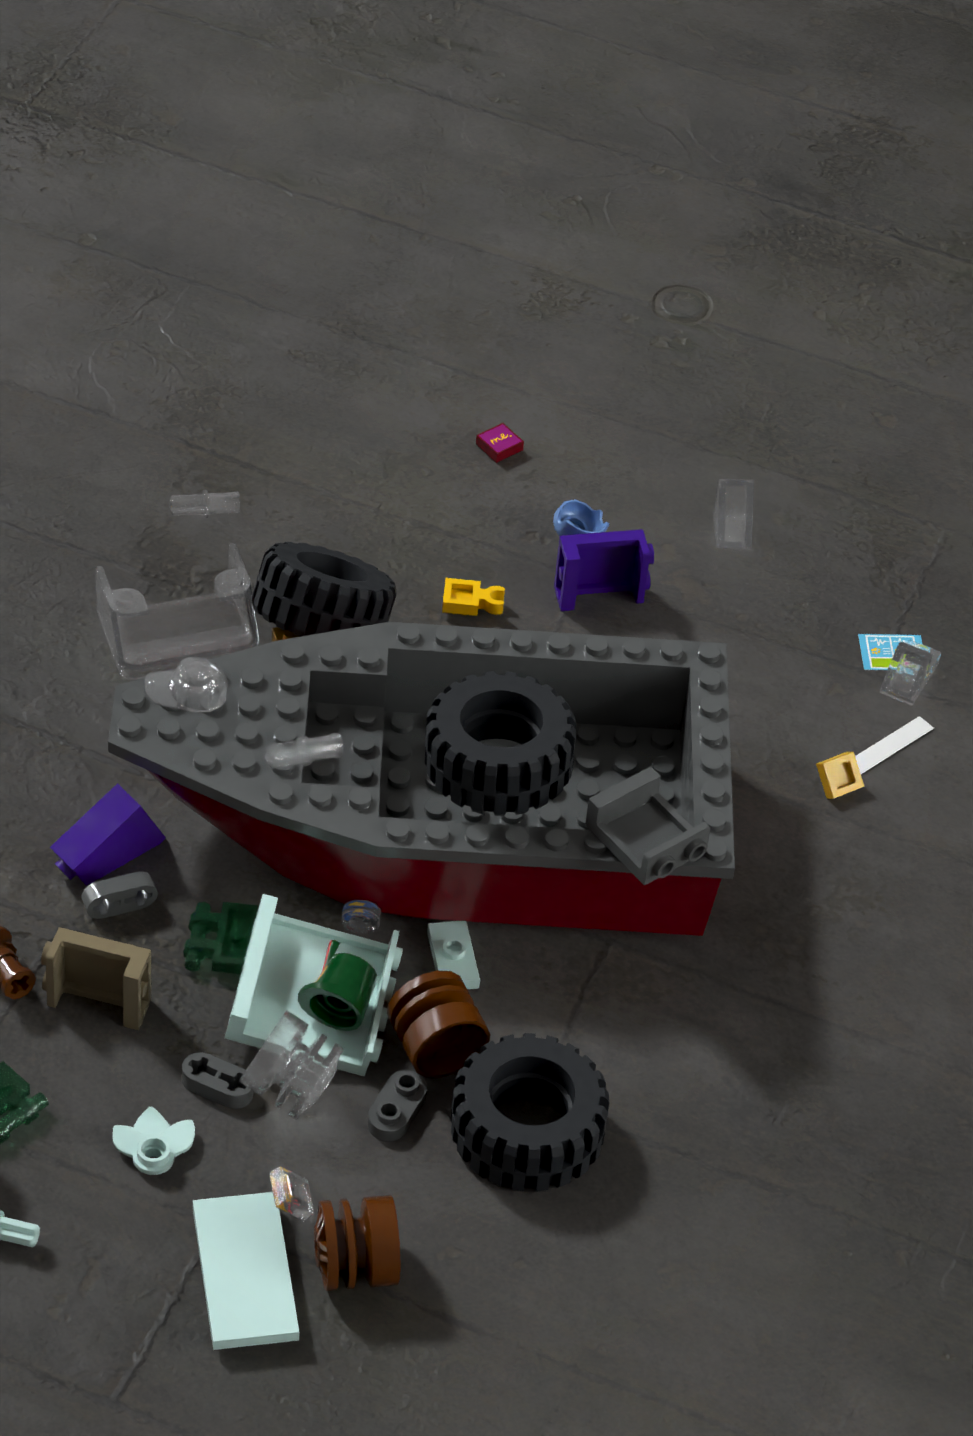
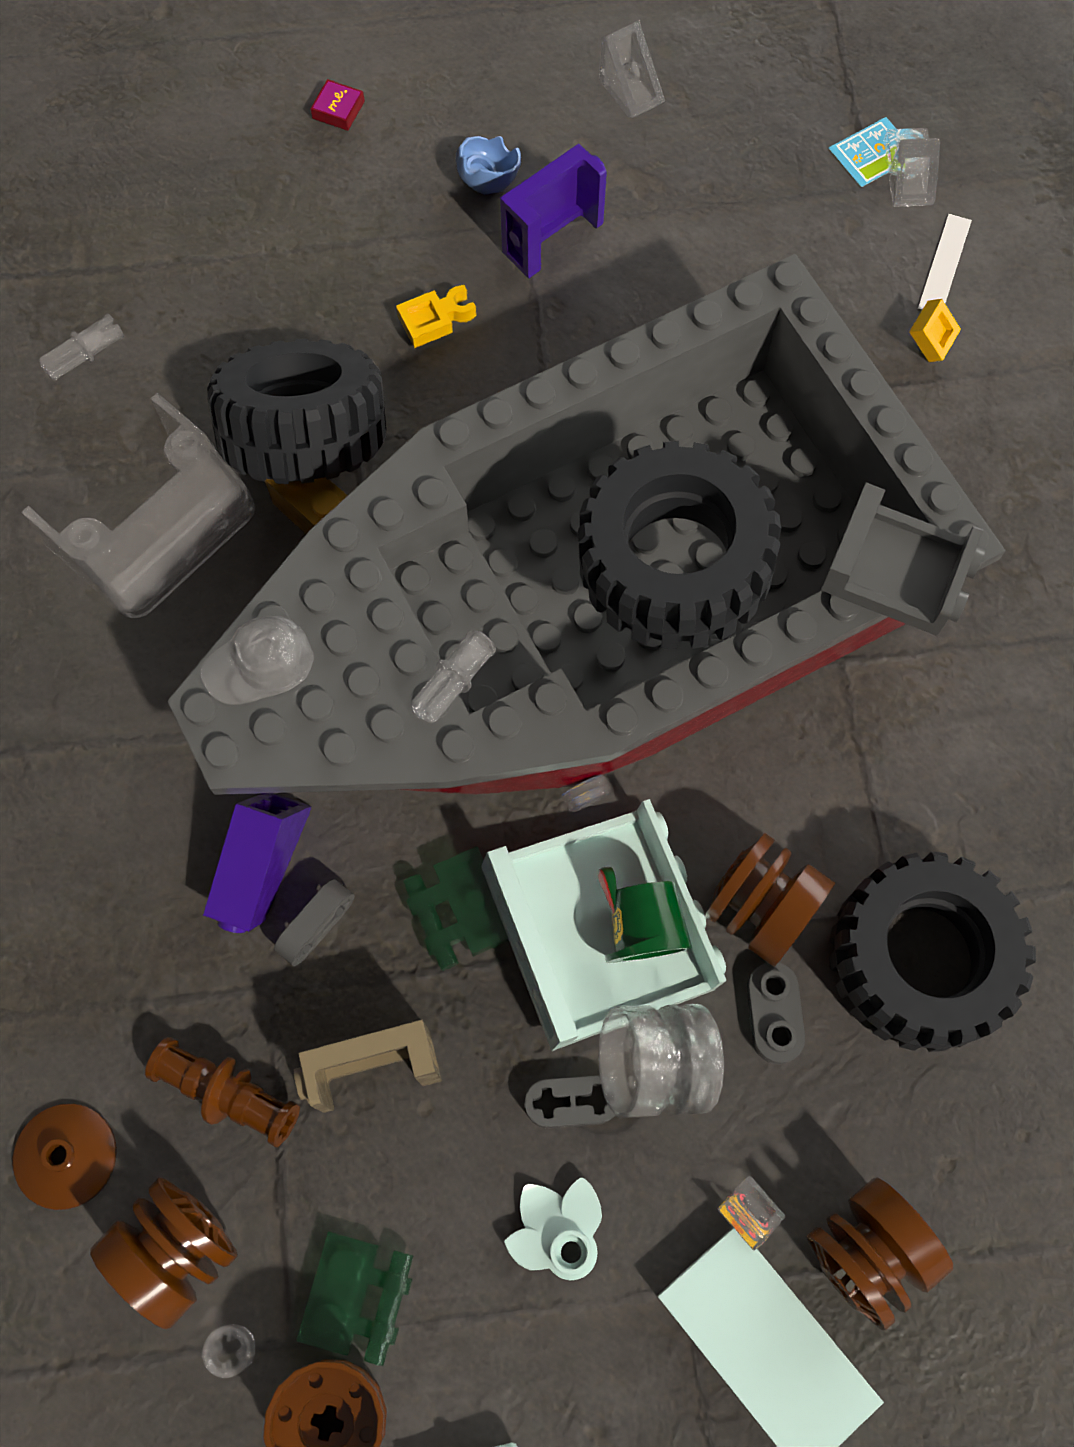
camera: 25 degrees left, 25 degrees up
(454, 951) = (706, 781): light aqua plate -> none

